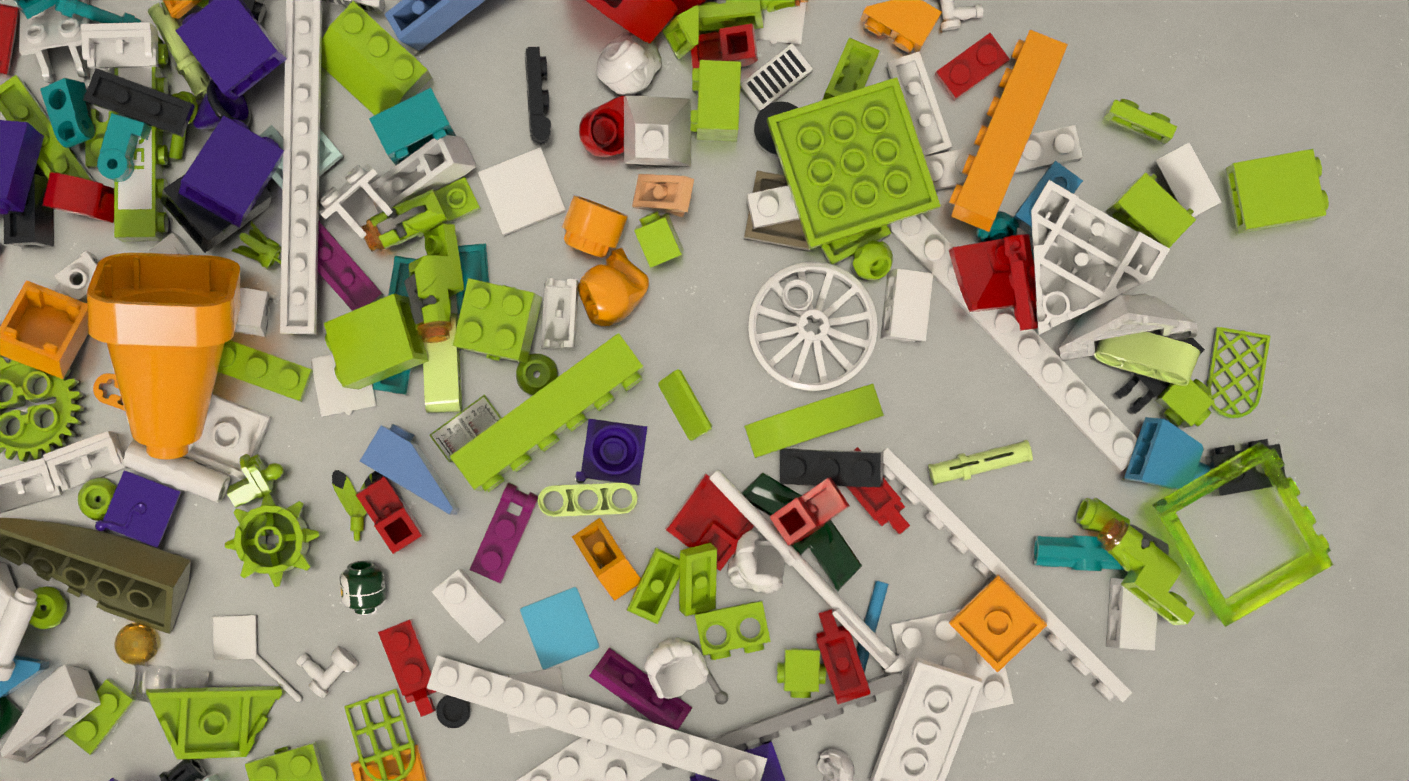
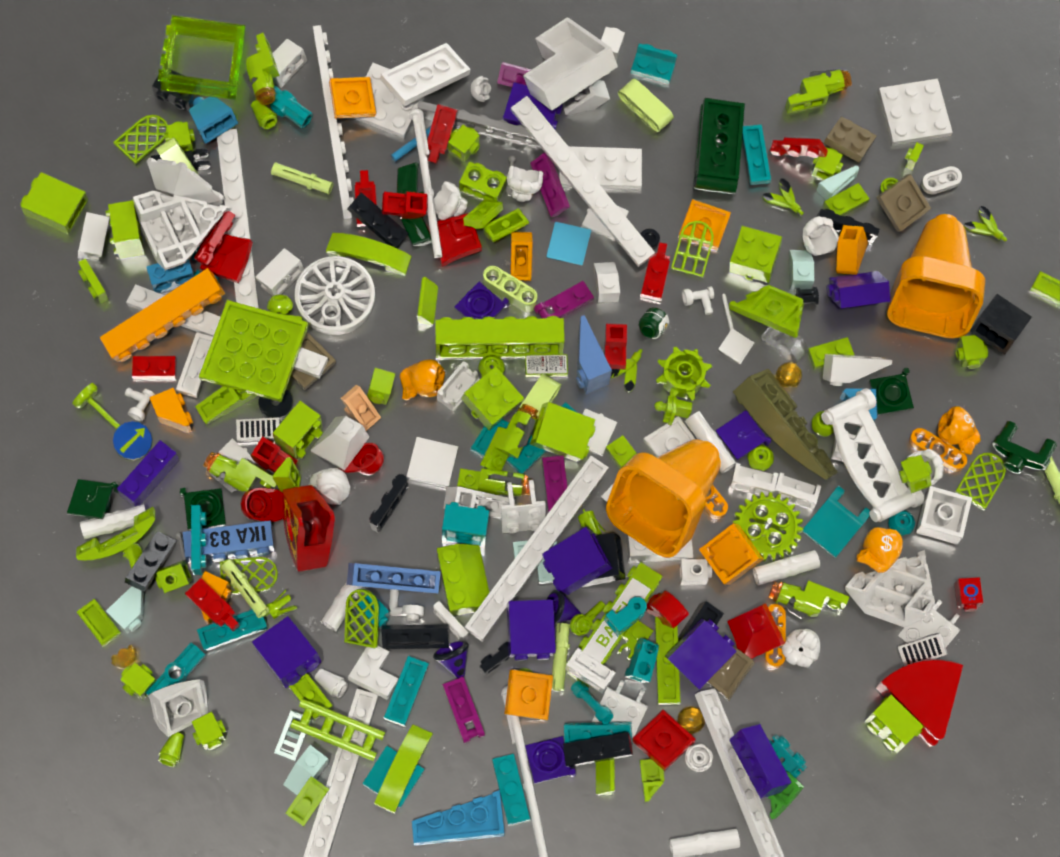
camera: 145 degrees left, 15 degrees down
(139, 102) = (601, 632): black plate -> none
(592, 226) = (408, 416): light orange piece -> none

